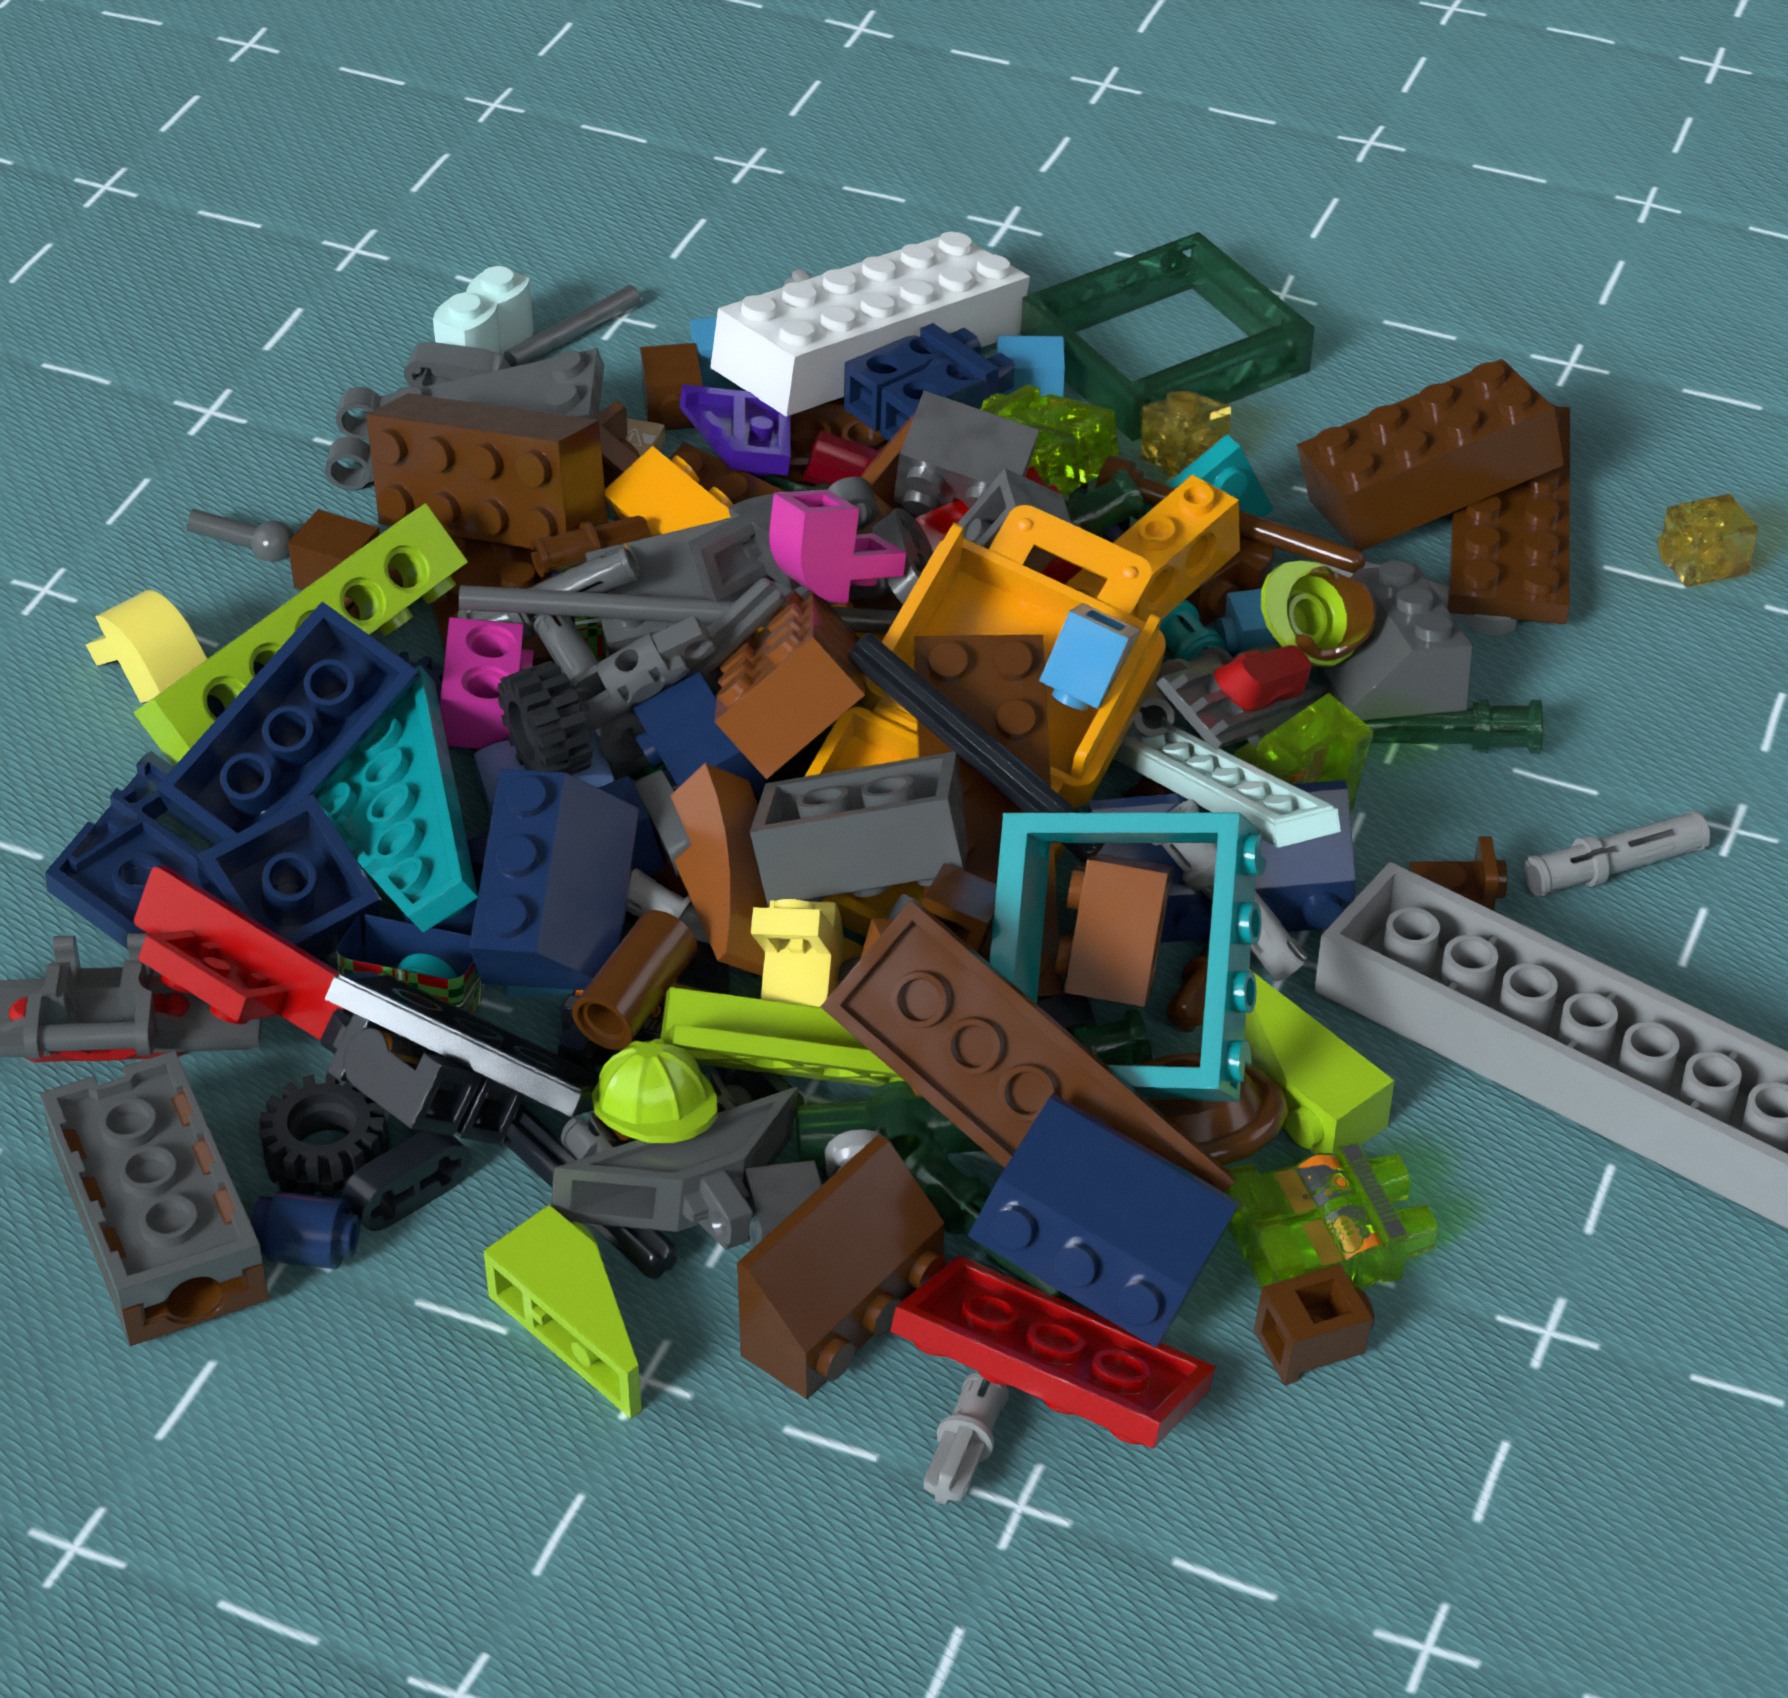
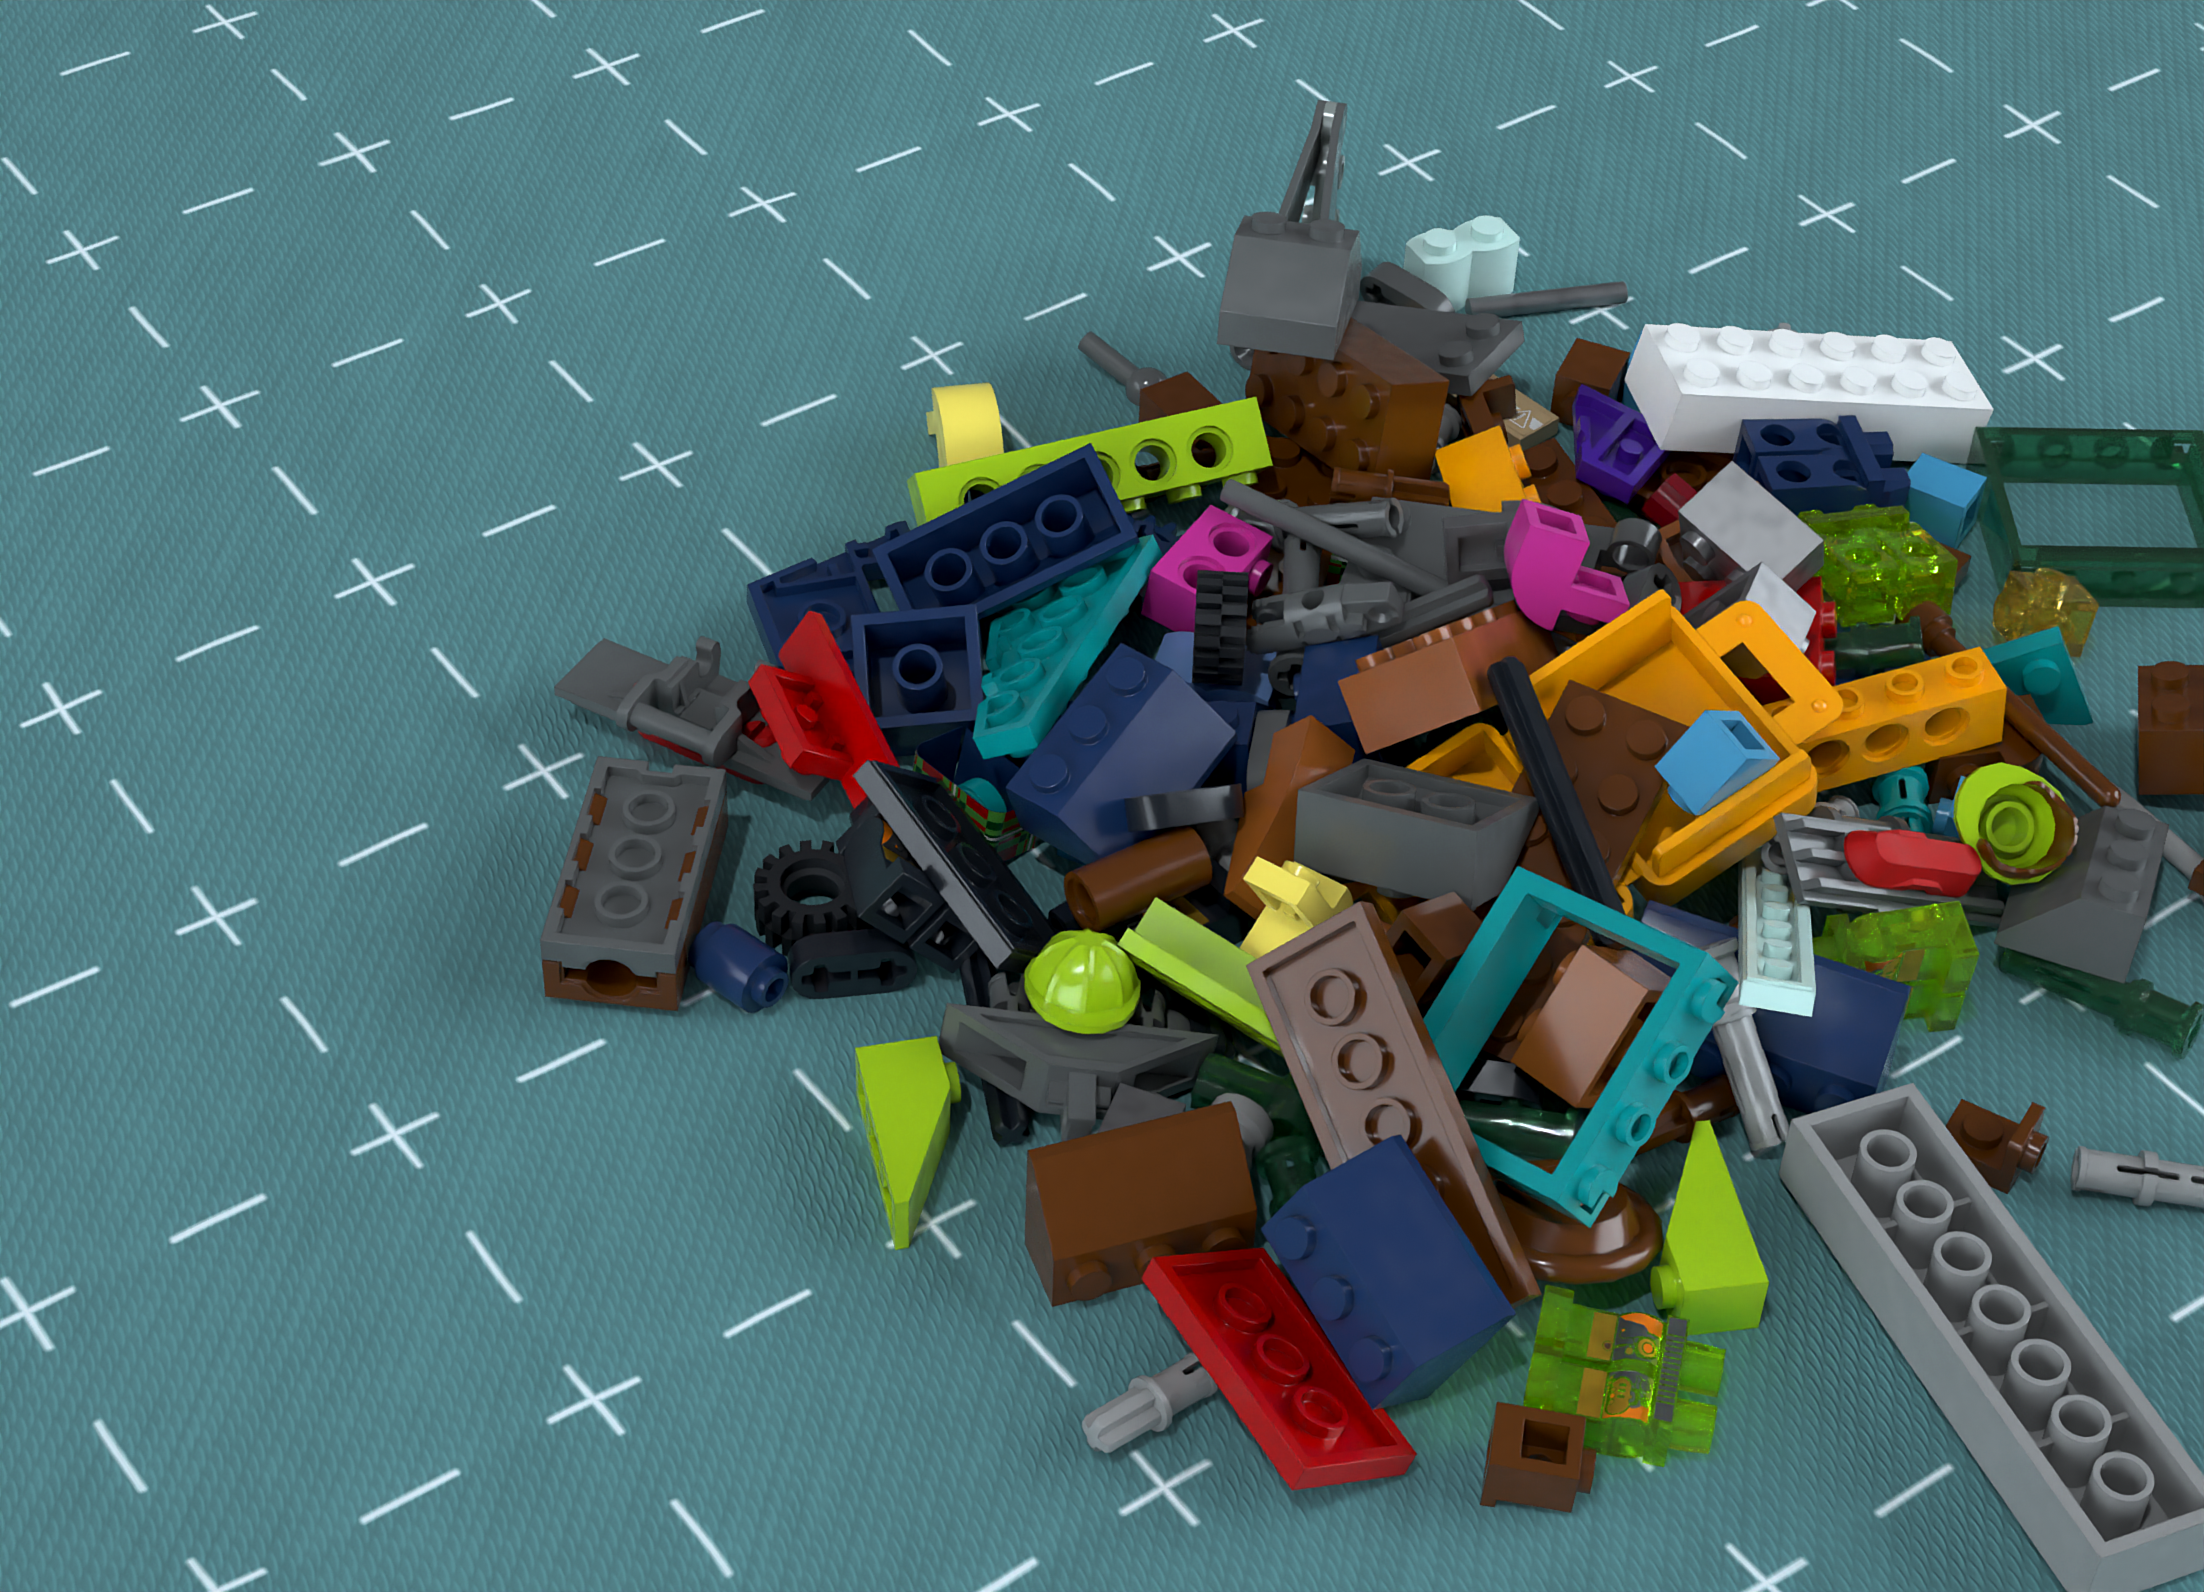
camera: 30 degrees right, 0 degrees up
(397, 383) = (1290, 280): none -> dark grey slope
(640, 895) = (1184, 807): none -> black beam

